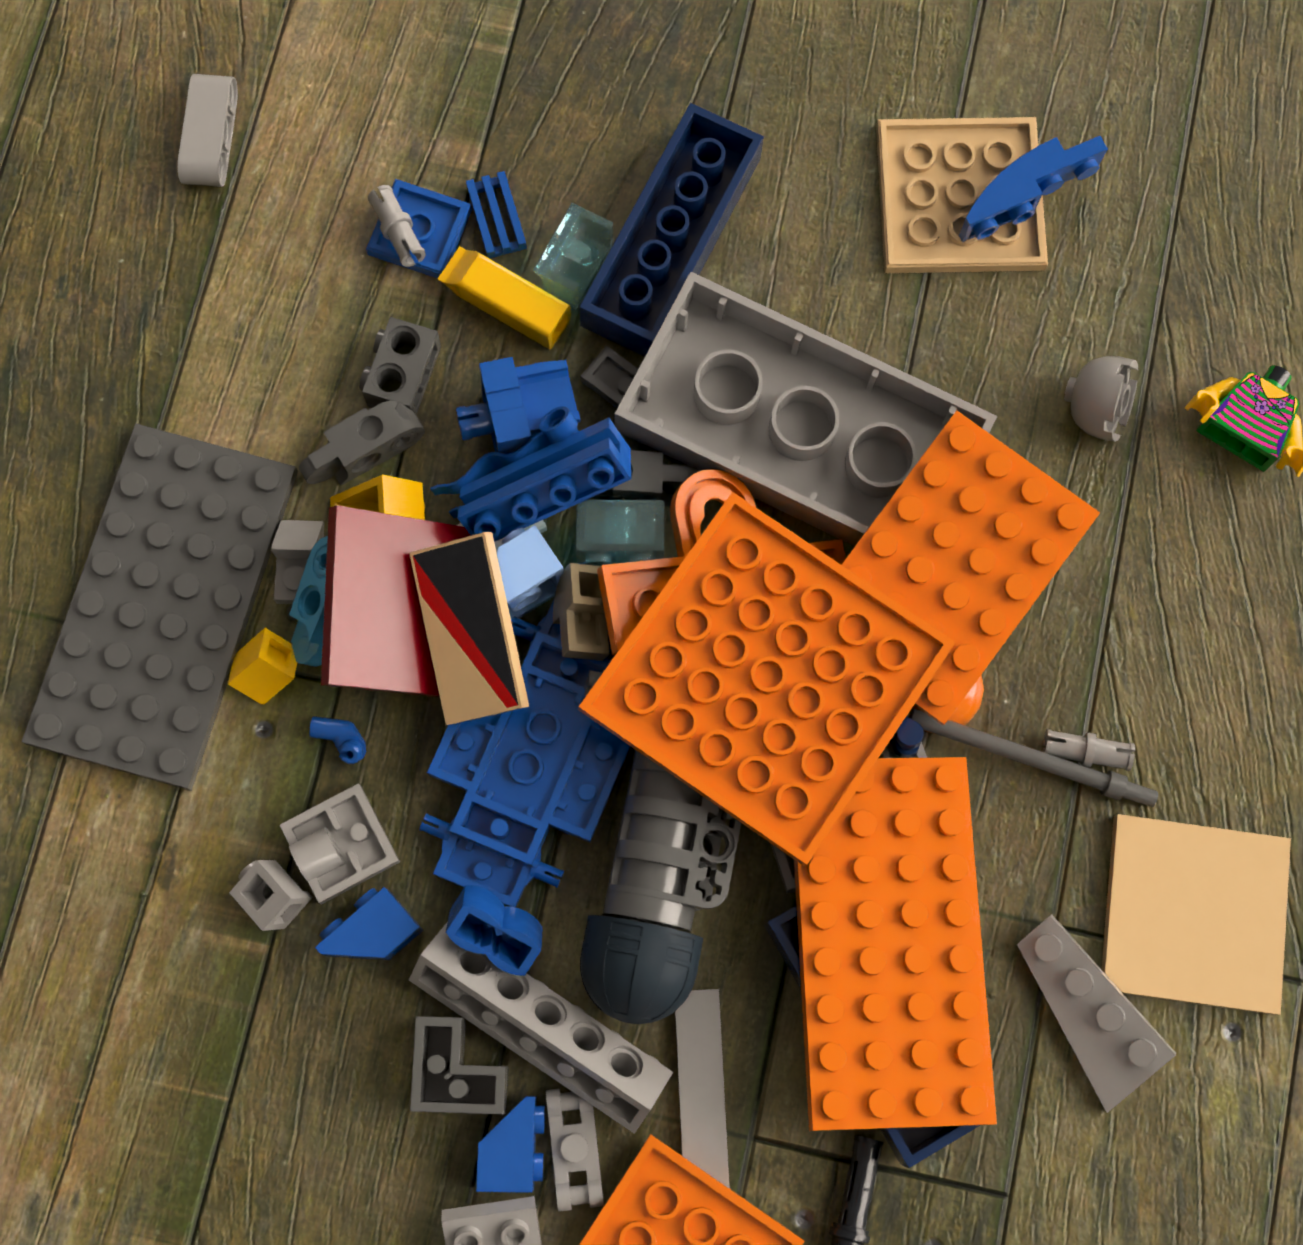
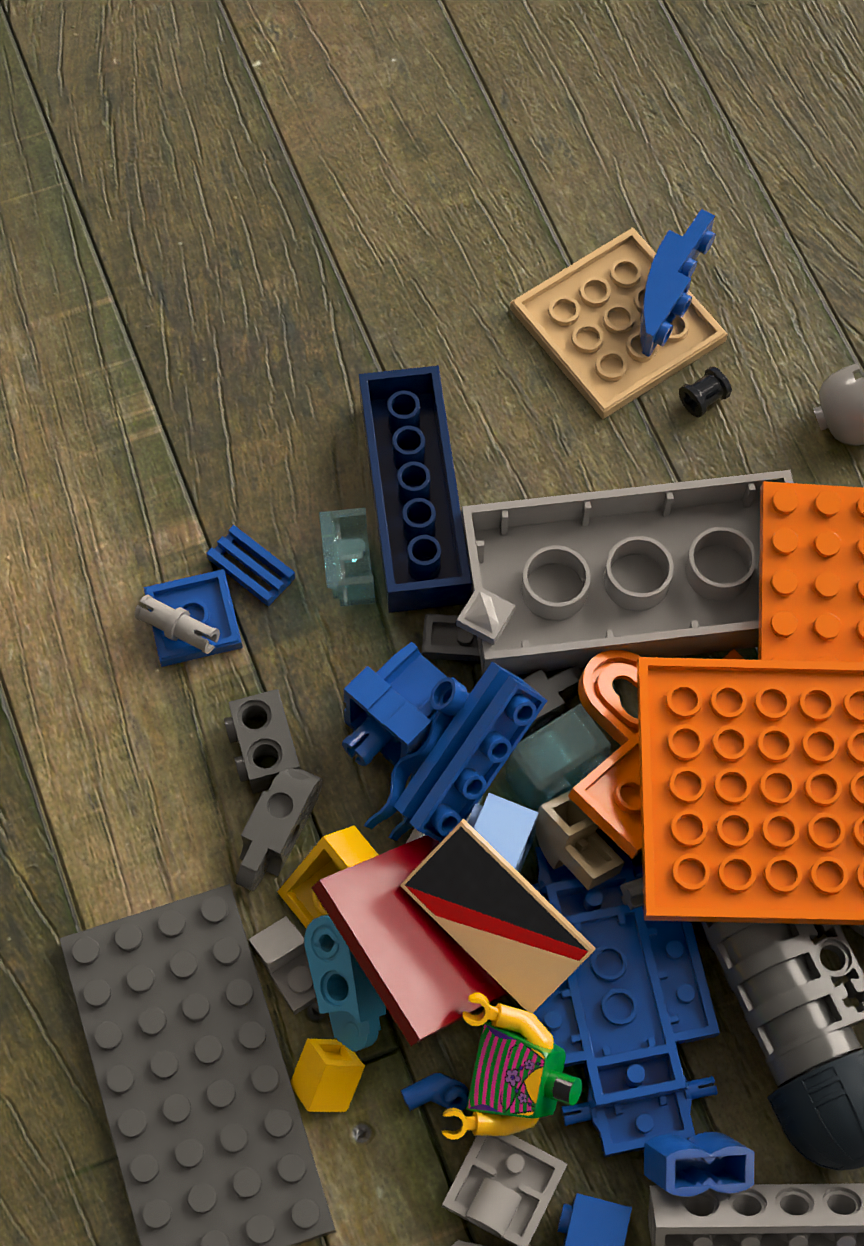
camera: 30 degrees left, 10 degrees down
(400, 762) = (514, 1074): none -> torso
(506, 296) = (309, 626): yellow piece -> none
(640, 376) = (485, 615): none -> light grey tile
(988, 303) = (705, 391): none -> black bush

